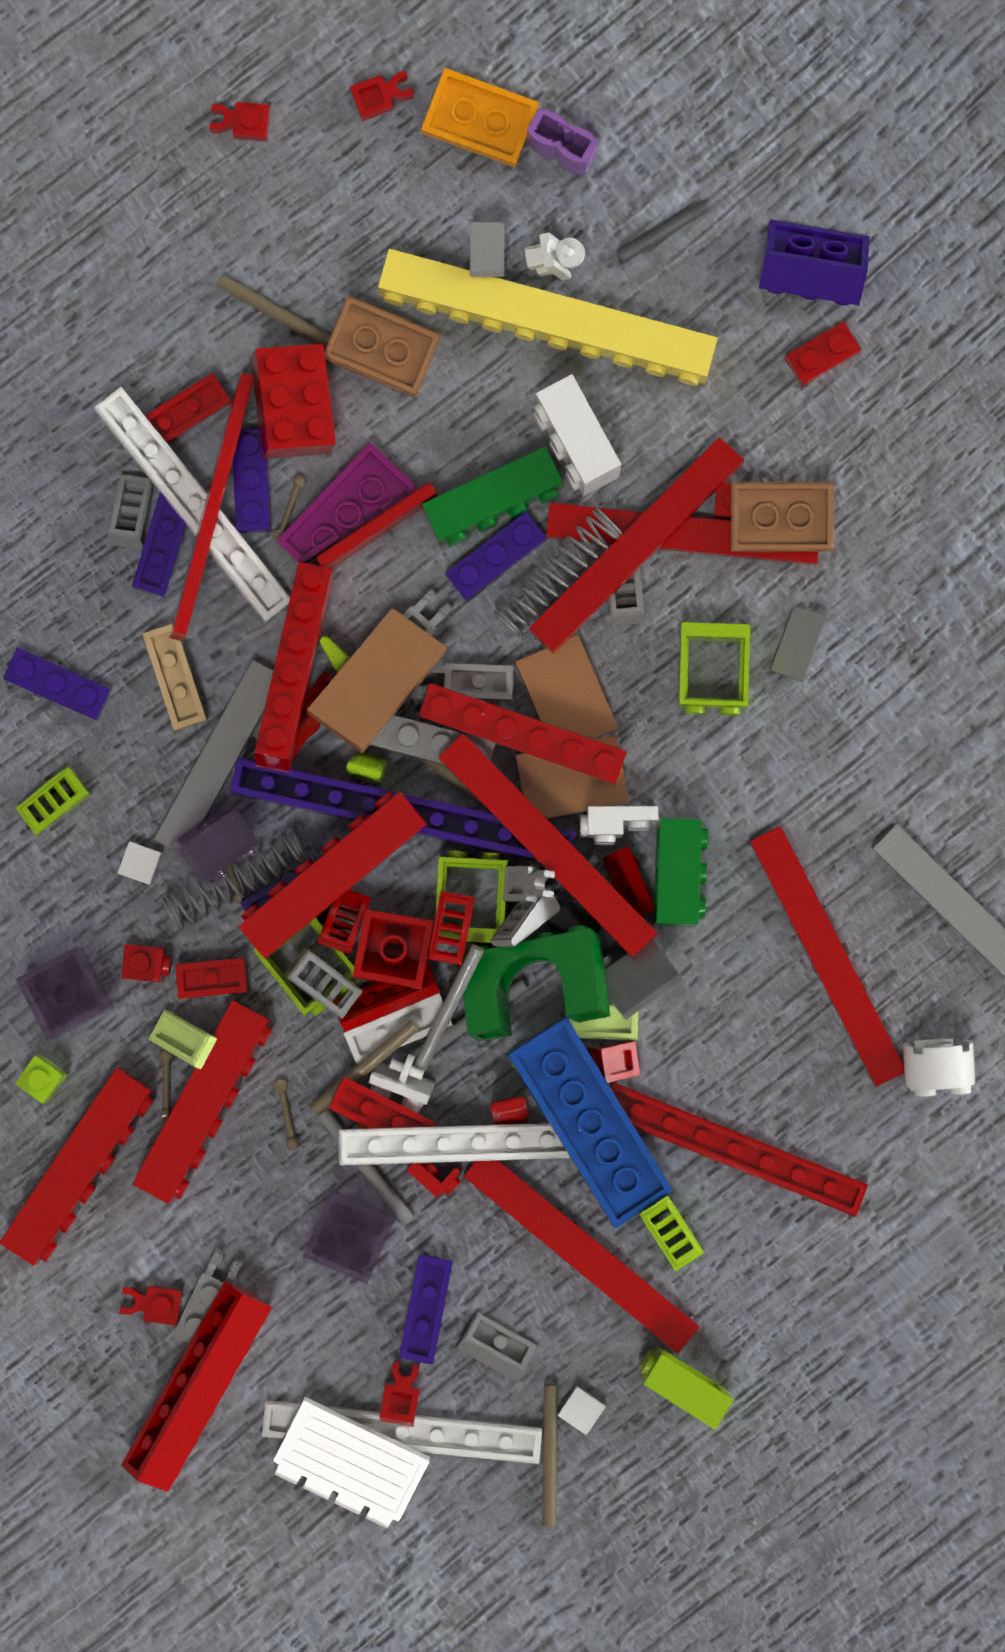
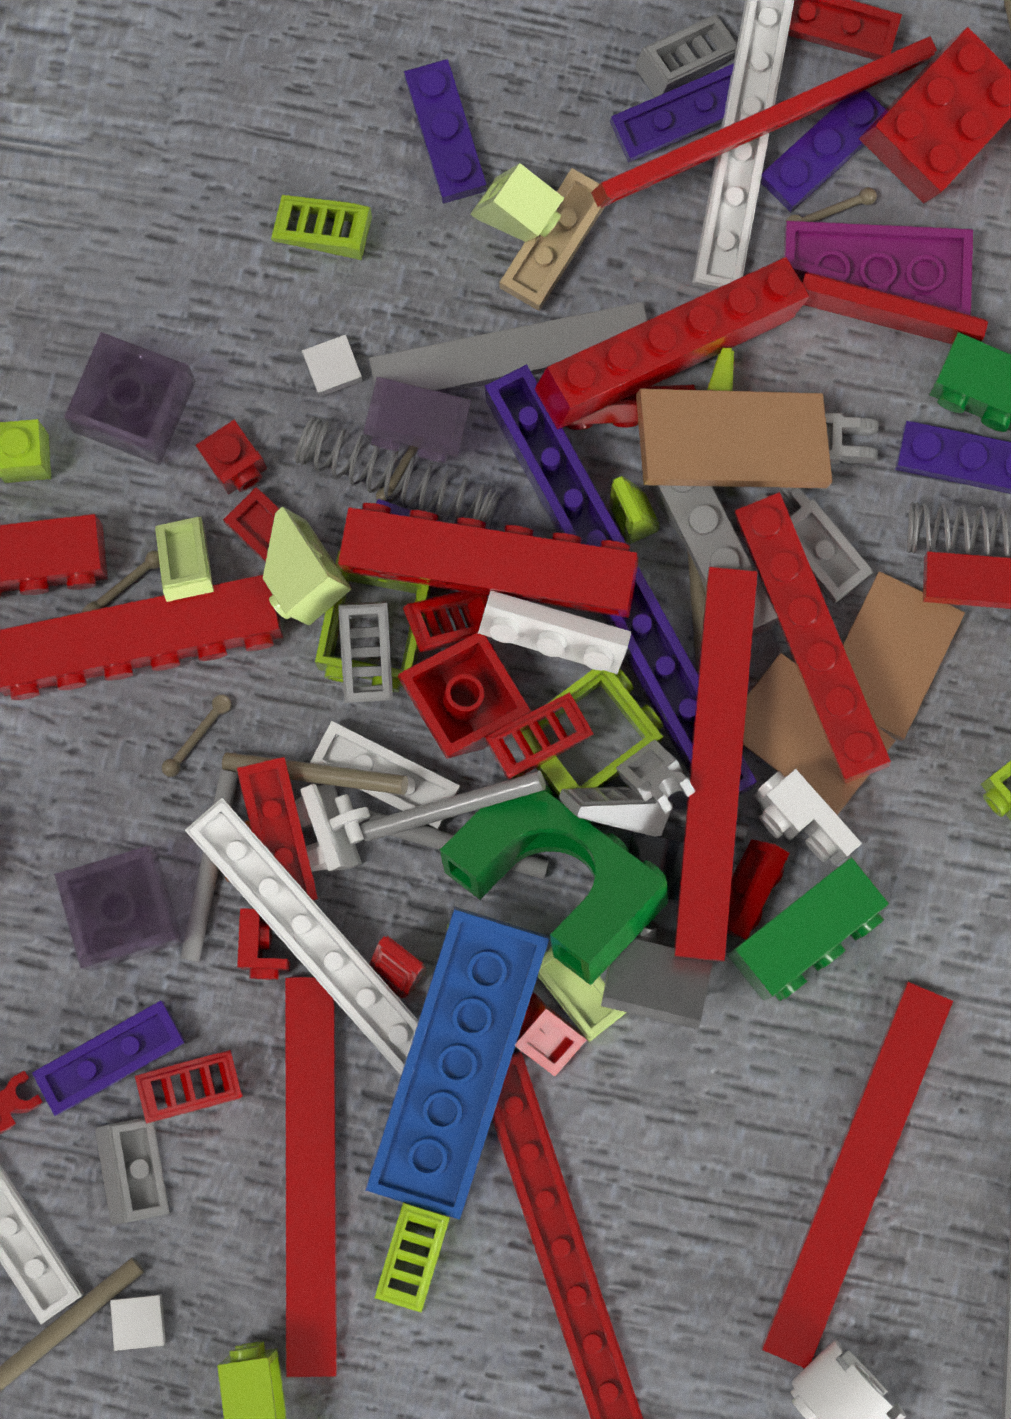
camera: 50 degrees right, 5 degrees down
(140, 683) = (519, 204): none -> yellowish green slope
(247, 980) = (300, 570): none -> yellowish green slope
(384, 999) = (404, 734): red plate -> none
(402, 872) = (554, 632): none -> white plate
(491, 1251) = (228, 1075): none -> red slope

